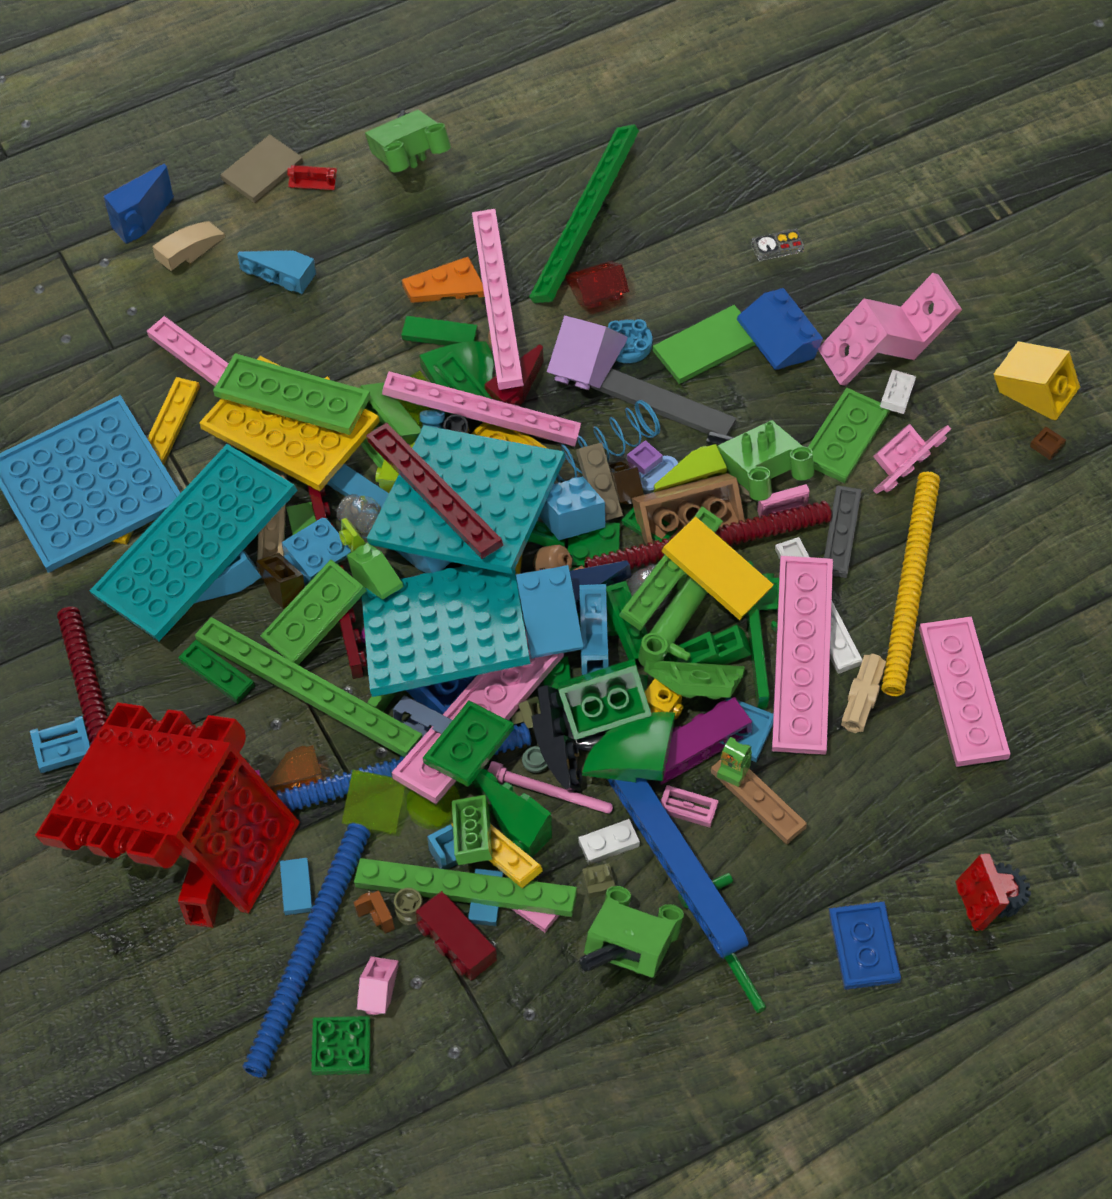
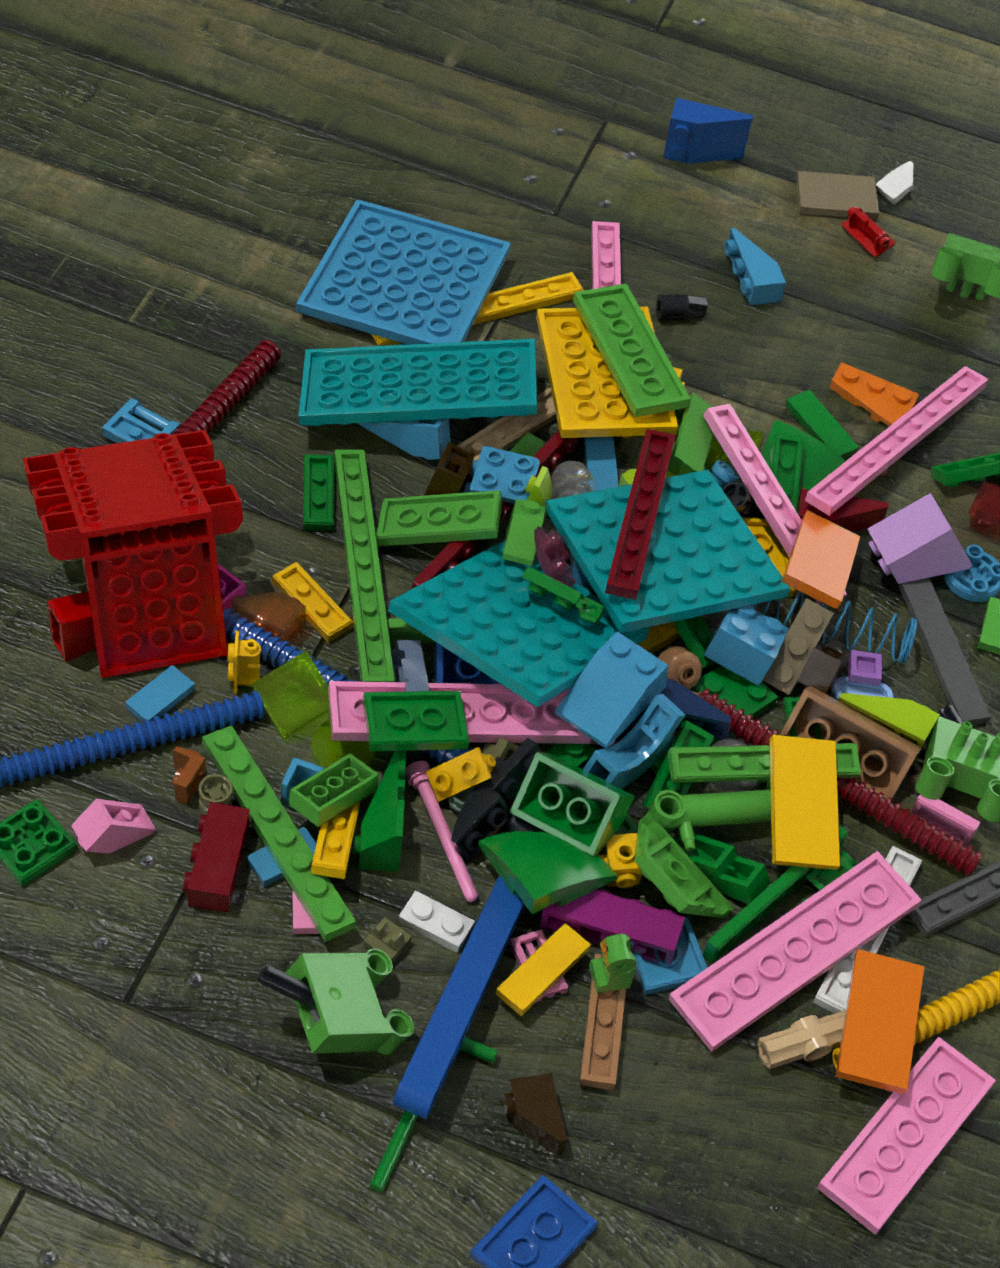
camera: 40 degrees right, 5 degrees down
(187, 244) = (705, 193): tan slope -> none
(267, 336) = (680, 306): none -> black hinge
(287, 125) = (896, 183): none -> white slope
(287, 738) = (320, 608): none -> yellow tile
(323, 815) = (243, 662): none -> yellow hinge
(411, 568) = (553, 555): none -> clear pink slope
(455, 584) = (565, 596): none -> green hinge
(524, 747) = (460, 773): none -> yellow hinge
(552, 416) = (821, 559): none -> orange tile
(697, 804) = (543, 969): none -> yellow tile
(788, 881) = (536, 1111): none -> dark brown slope
(889, 646) = (880, 1022): none -> orange tile

